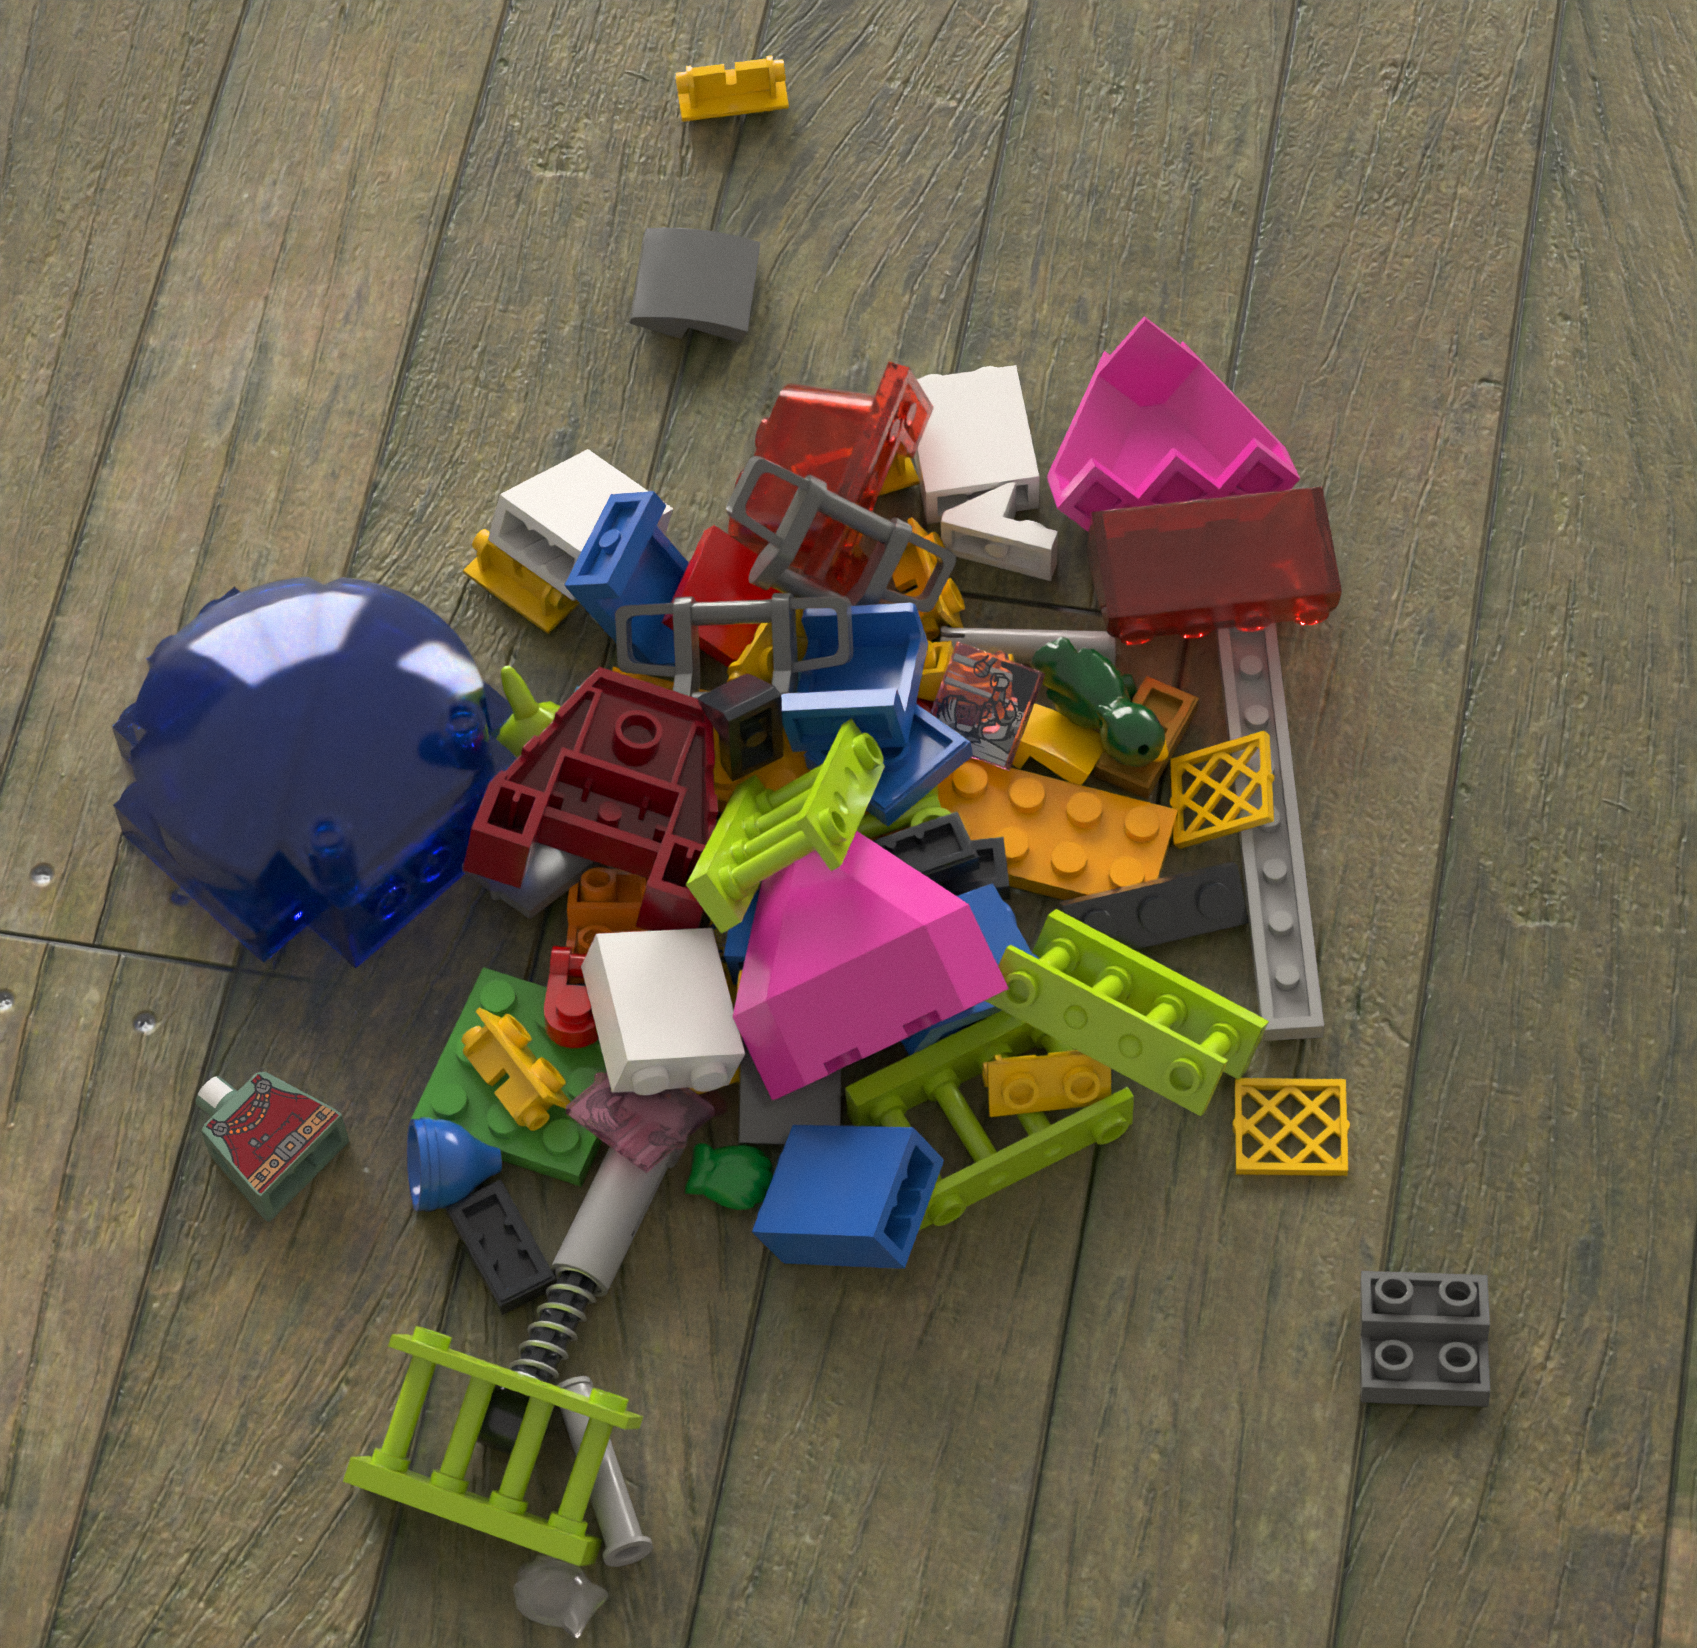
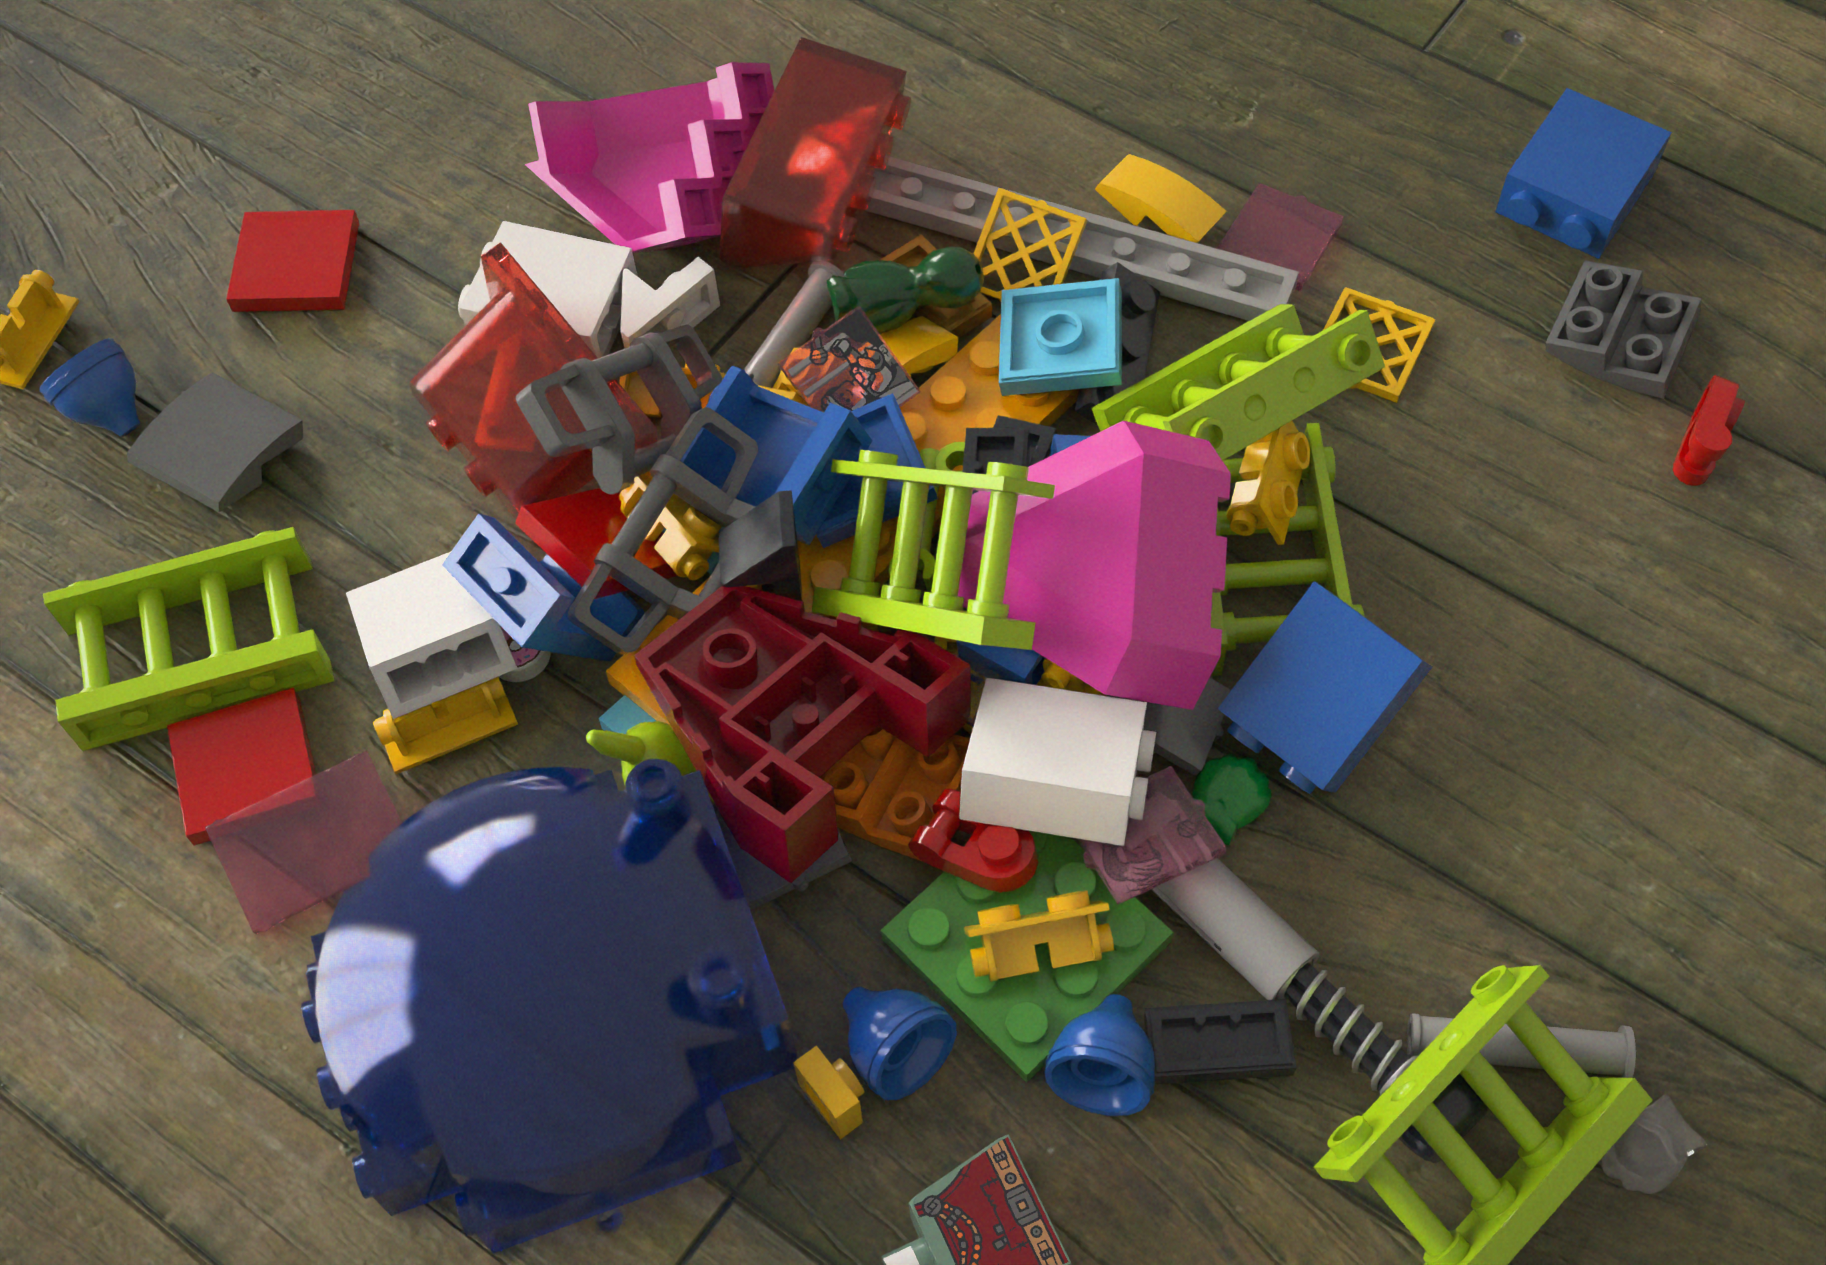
camera: 65 degrees left, 0 degrees up
(332, 989) = (831, 1089): none -> yellow plate
(376, 539) = (305, 841): none -> clear pink piece
(392, 1016) = (897, 1039): none -> blue helmet
(420, 468) = (238, 758): none -> red tile
(486, 413) = (226, 678): none -> lime fence
(696, 173) = (96, 388): none -> blue helmet
(915, 235) = (293, 260): none -> red tile
(1121, 852) = (1061, 337): none -> medium azure tile
(1342, 1438) = (1708, 431): none -> red plate
(1354, 880) = (1174, 204): none -> yellow slope
(1383, 1003) = (1282, 231): none -> clear pink piece
(1598, 1237) = (1582, 172): none -> blue brick

